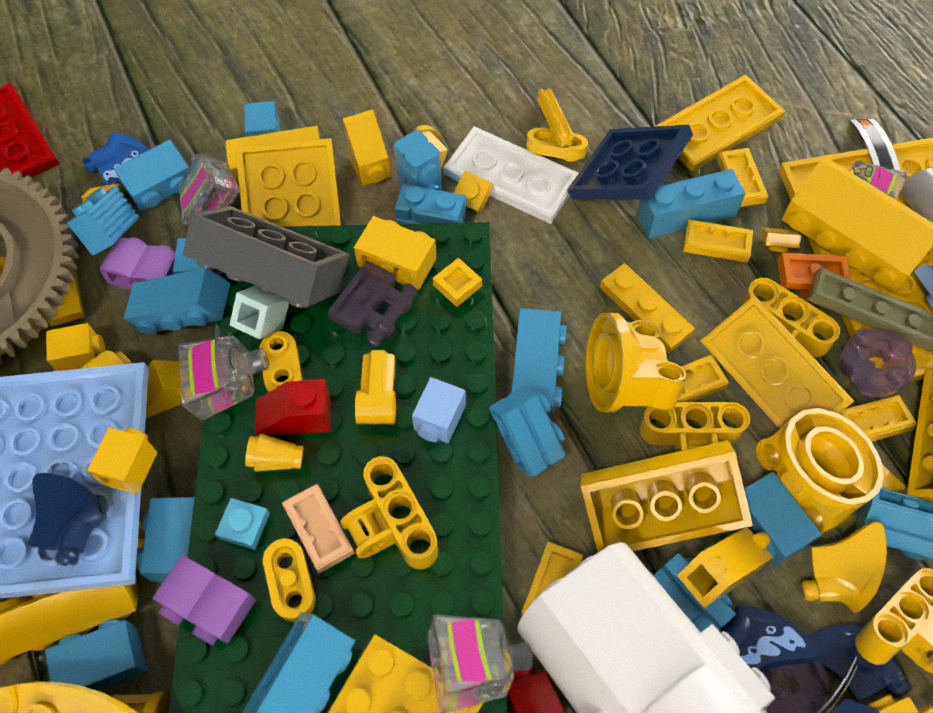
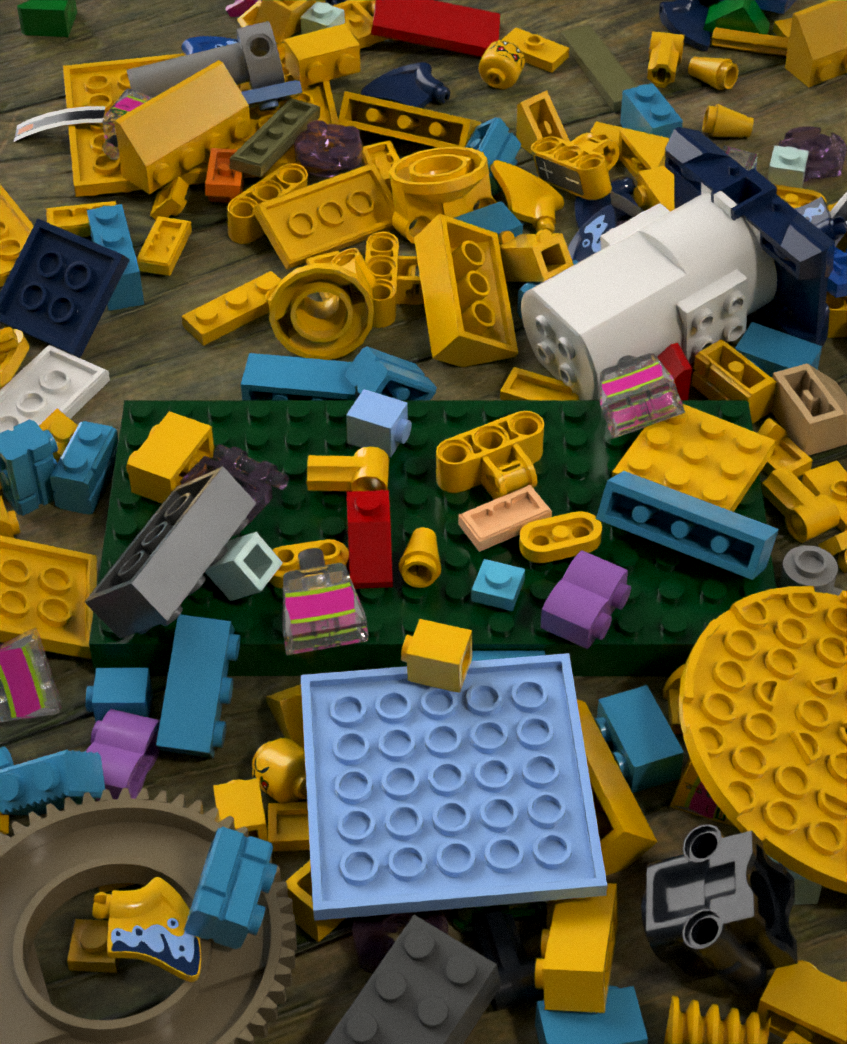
camera: 90 degrees left, 15 degrees down
(63, 516) = (499, 712): dark blue arm -> none
(457, 282) = (217, 410): yellow plate -> none

